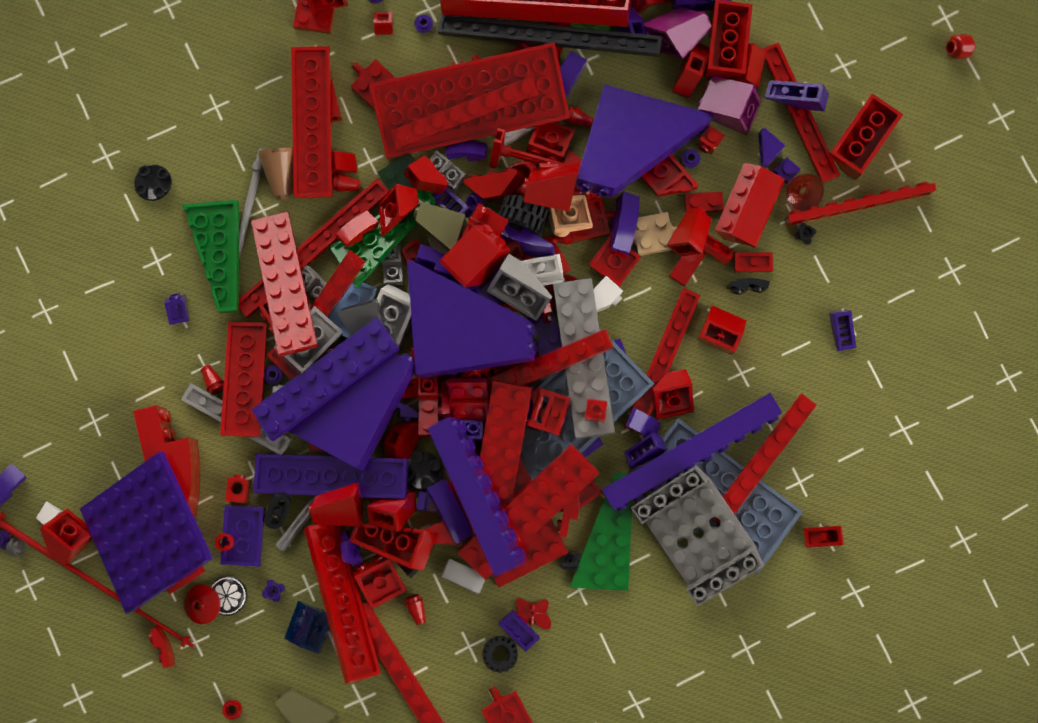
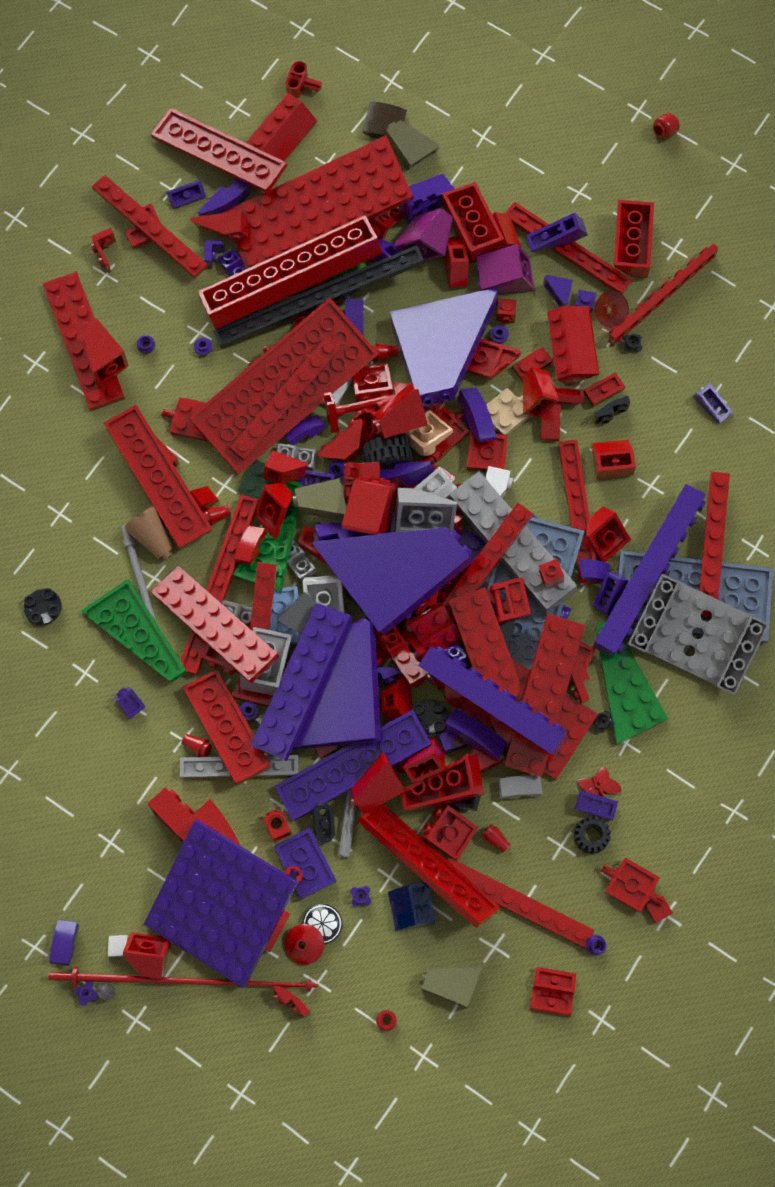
camera: 25 degrees left, 10 degrees down
(350, 551) = (409, 820): dark purple plate -> none
(383, 23) = (167, 365): red slope -> none

